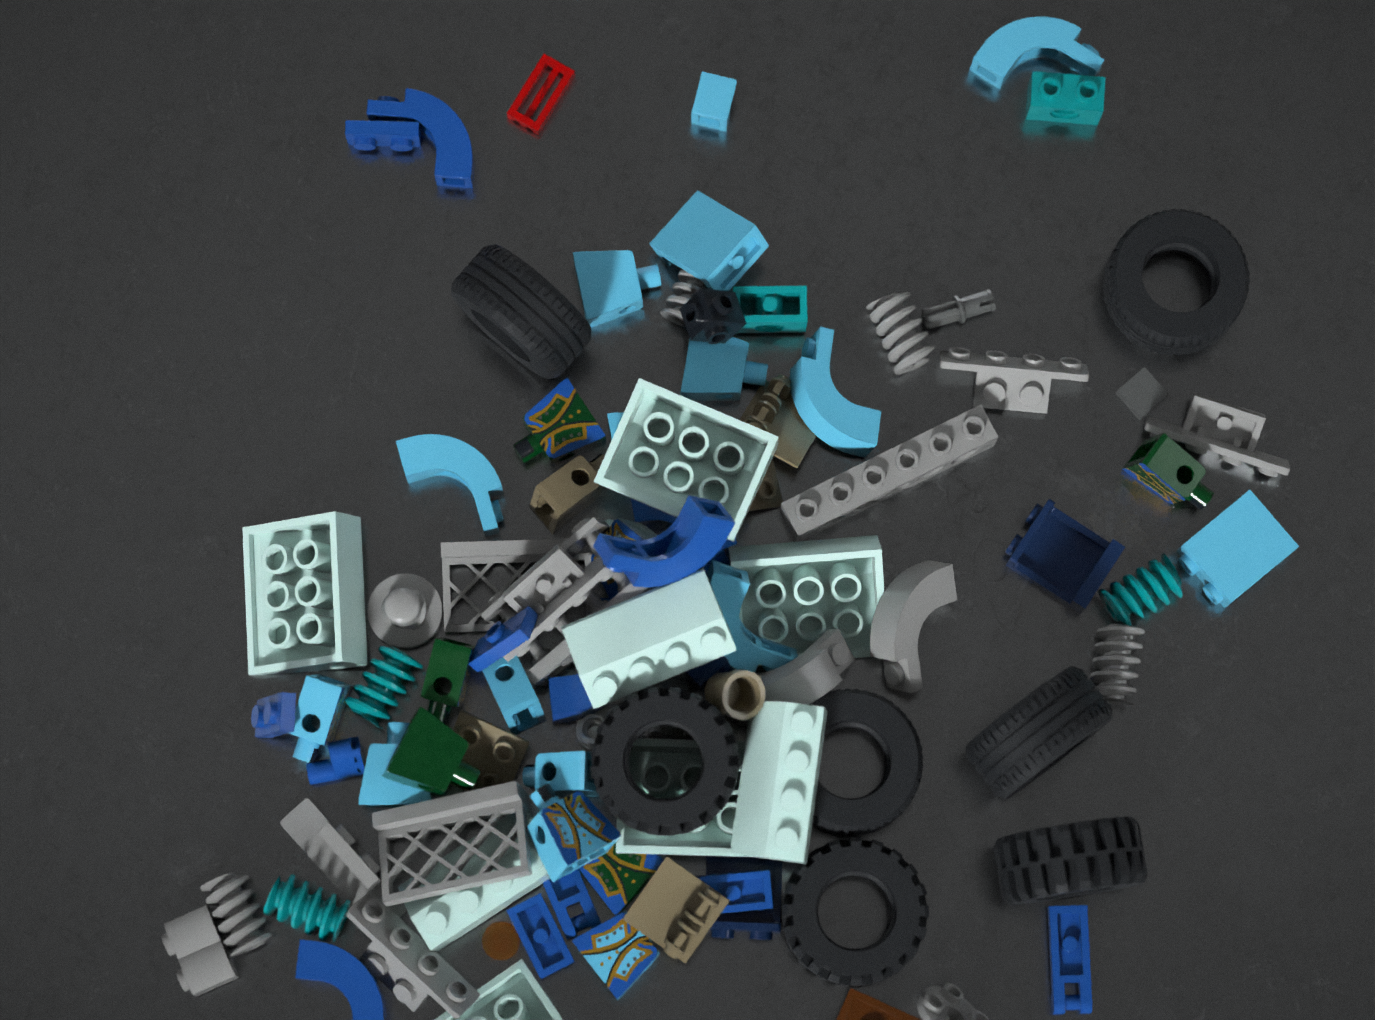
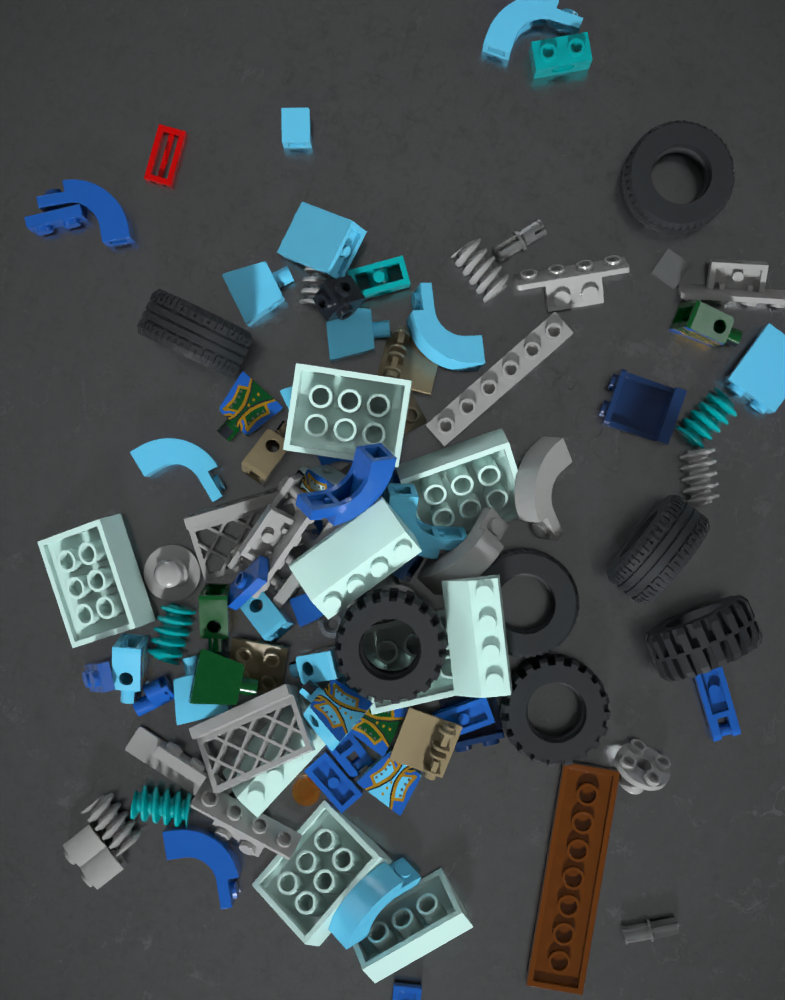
camera: 10 degrees left, 10 degrees up
(736, 693) = (429, 581): dark tan piece -> none

